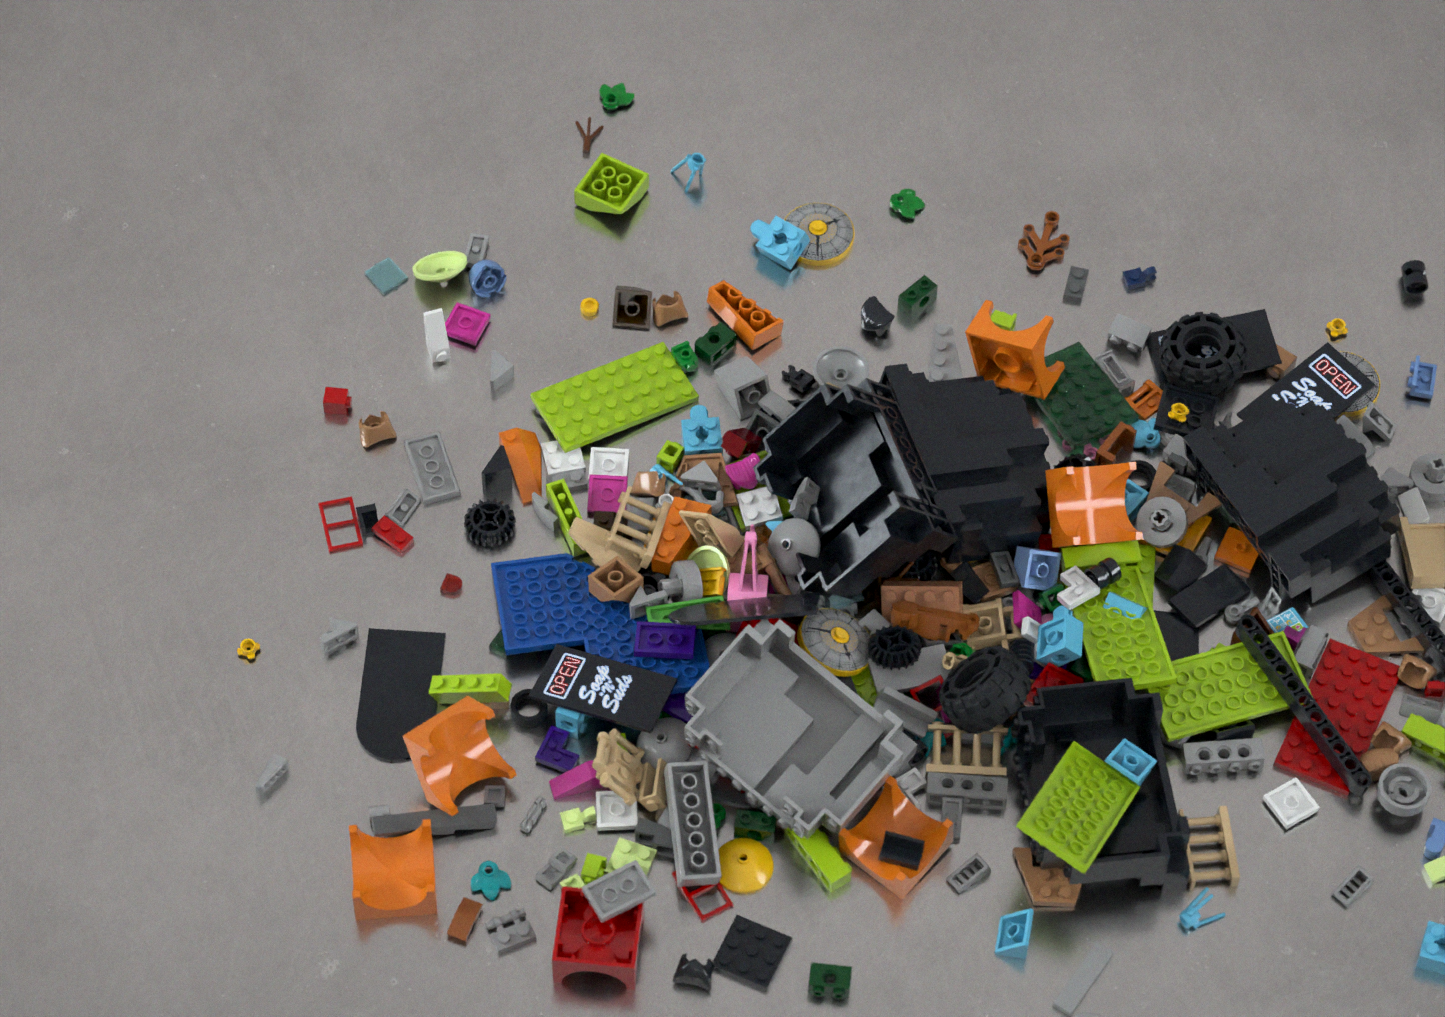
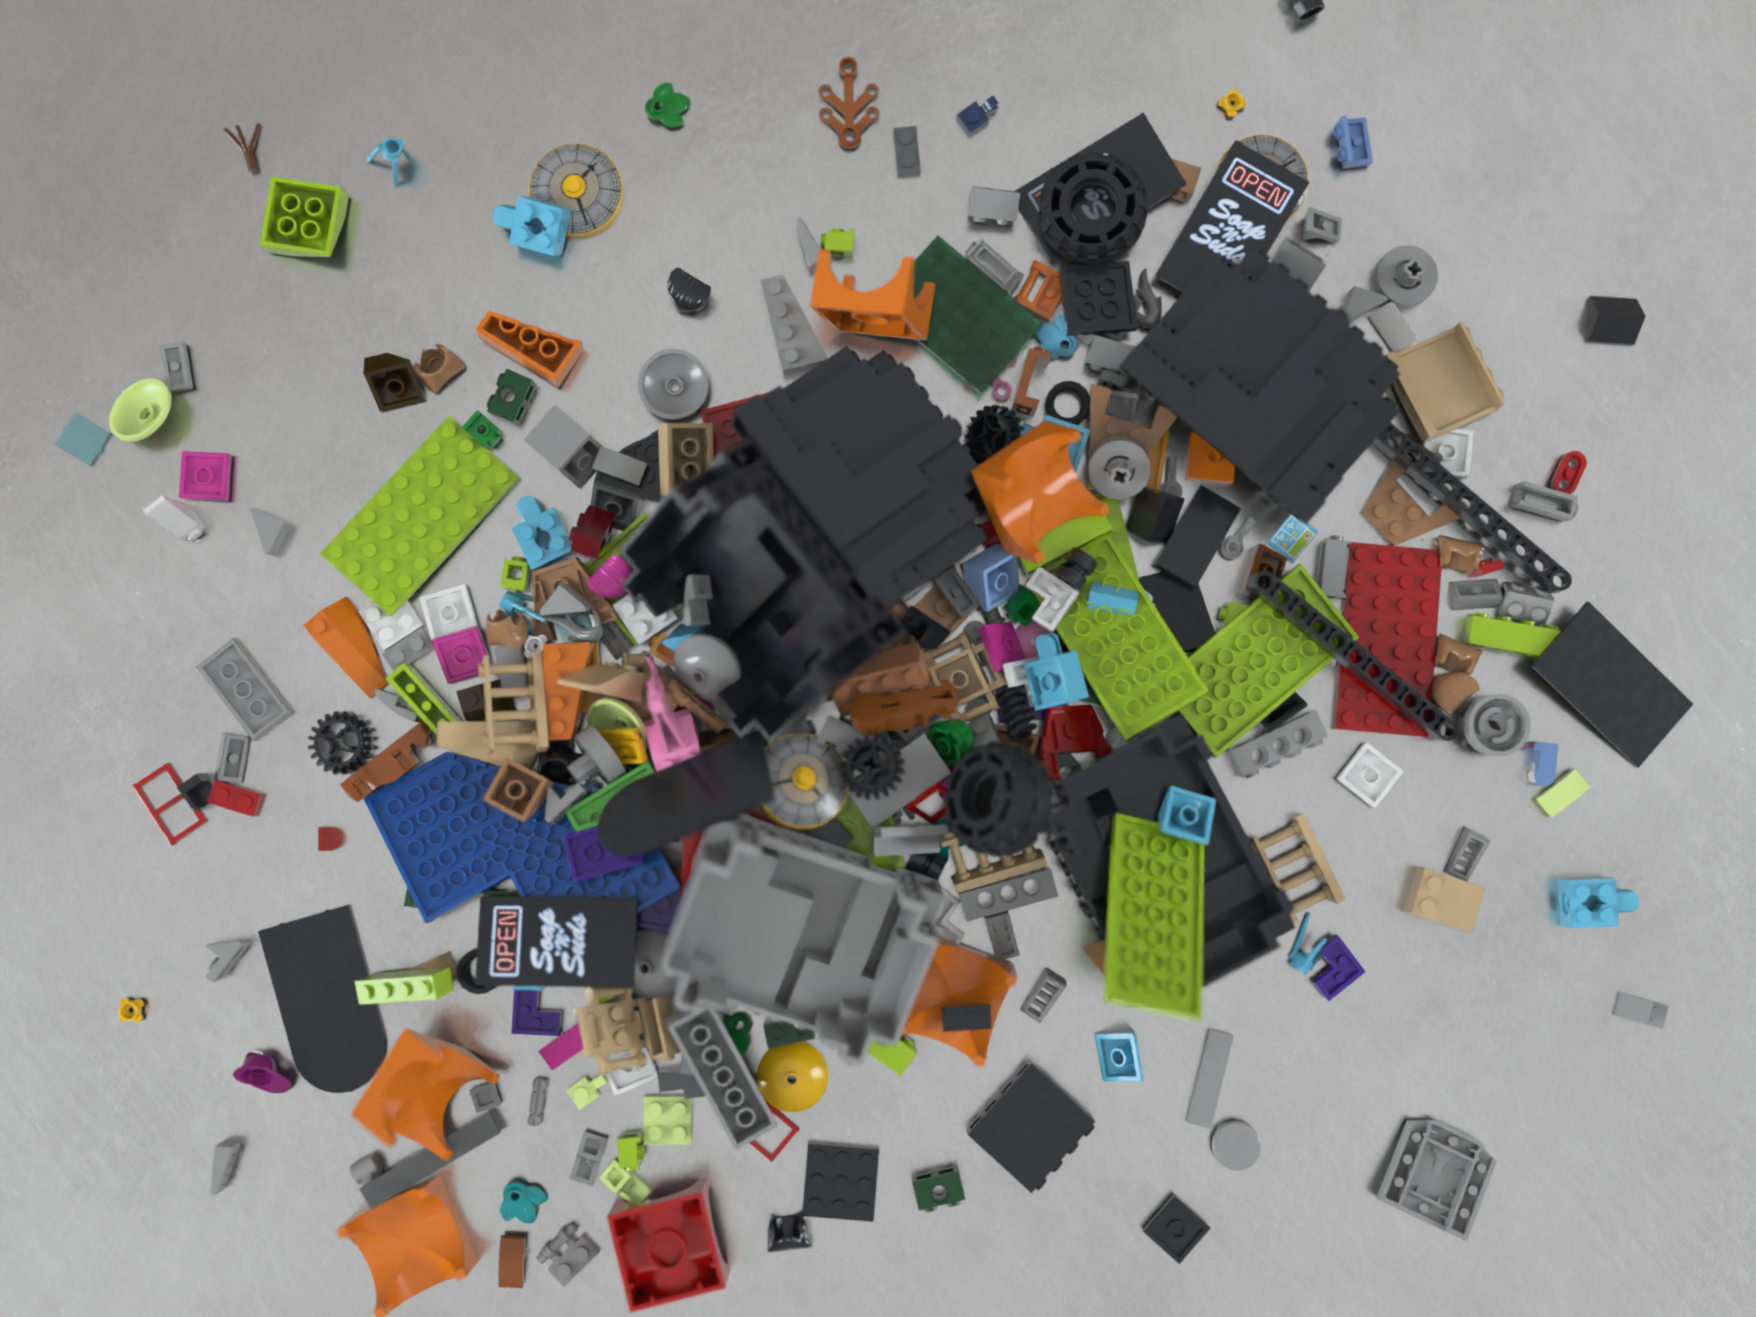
camera: 25 degrees left, 30 degrees up
(329, 722) = (261, 1073): none -> magenta piece
(336, 400) = (95, 642): red brick -> none
(375, 429) = (158, 664): medium nougat hair -> none
(486, 277) = (202, 405): medium blue cylinder -> none
(497, 473) = (323, 677): black slope -> none
(520, 544) = (388, 764): none -> dark orange piece
(589, 307) = (343, 395): yellow tile -> none
(615, 96) = (257, 71): green plate -> none
(619, 891) = (673, 1206): light grey plate -> none
(800, 380) = (628, 410): black plate -> none
(917, 297) = (727, 242): dark green brick -> none
(924, 960) = (1031, 1127): none -> black panel
(951, 661) = (947, 758): tan bush -> none
(1178, 412) = (1095, 301): yellow plate -> none
(1221, 931) = (1342, 971): none -> dark purple plate
(1294, 637) = (1308, 556): magenta panel -> none
(1323, 910) = (1444, 899): none -> tan slope

